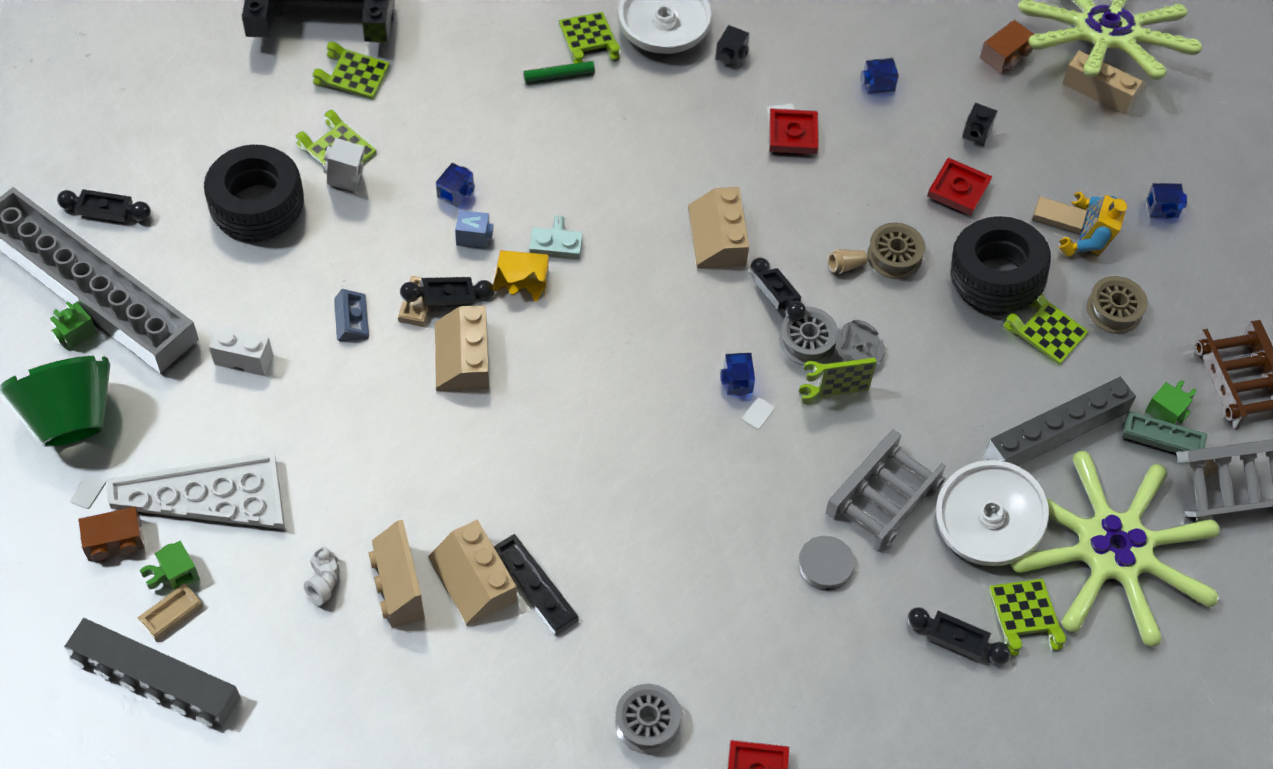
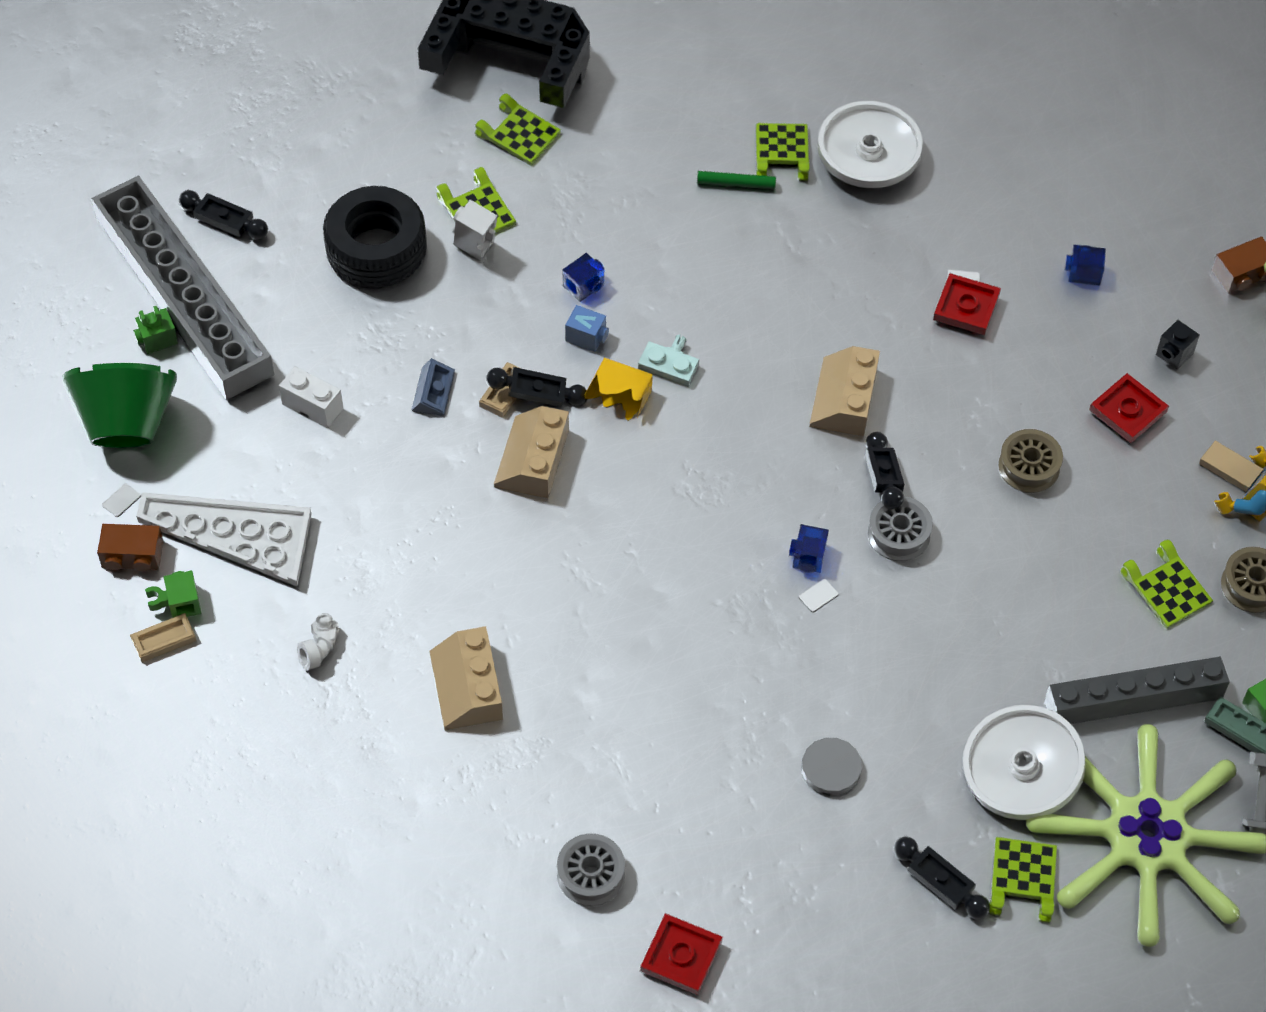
camera: 20 degrees right, 0 degrees up
(152, 672) = (128, 691): dark grey brick -> none
(396, 576) = (389, 662): tan slope -> none
(536, 585) = (525, 707): black tile -> none
(732, 46) = (934, 194): black brick -> none
(837, 378) = (910, 579): lime flag -> none
(846, 260) = (971, 457): tan cone -> none
(859, 341) = (951, 551): light grey tile -> none
(875, 466) = (918, 681): light grey fence -> none
(1005, 239) = (1132, 531): black tyre -> none

